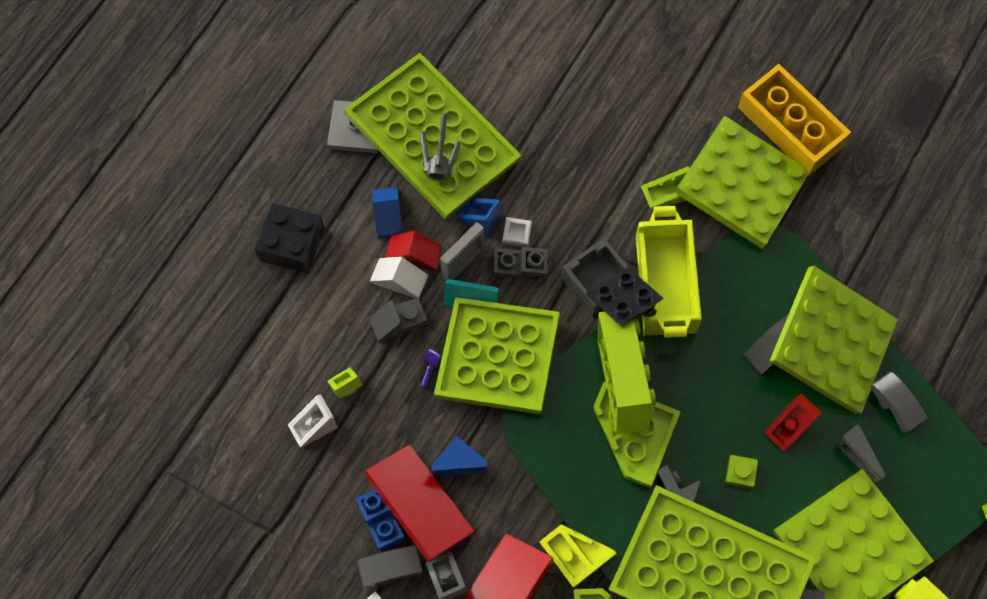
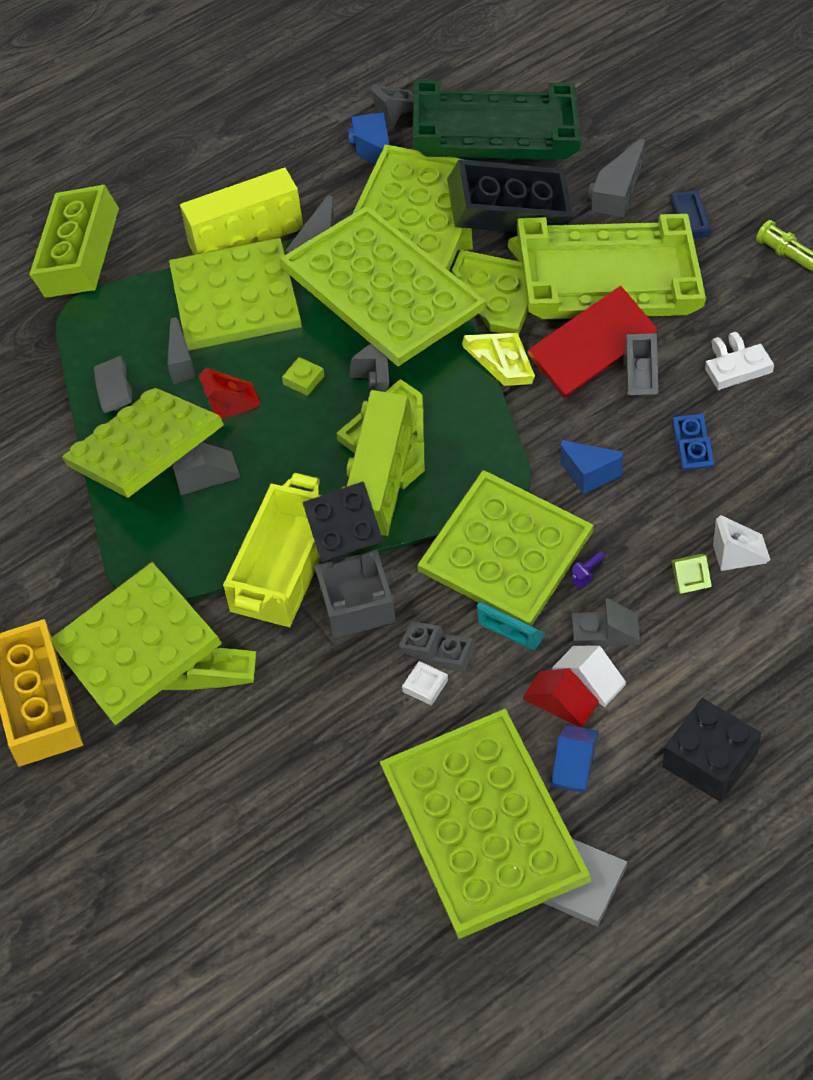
camera: 155 degrees left, 15 degrees down
(389, 566) = (699, 394): dark grey slope -> none
(419, 503) = (648, 439): red tile -> none
(438, 167) = (490, 758): dark grey plant -> none
(463, 252) = (502, 655): light grey plate -> none
(484, 211) = (456, 700): blue slope -> none

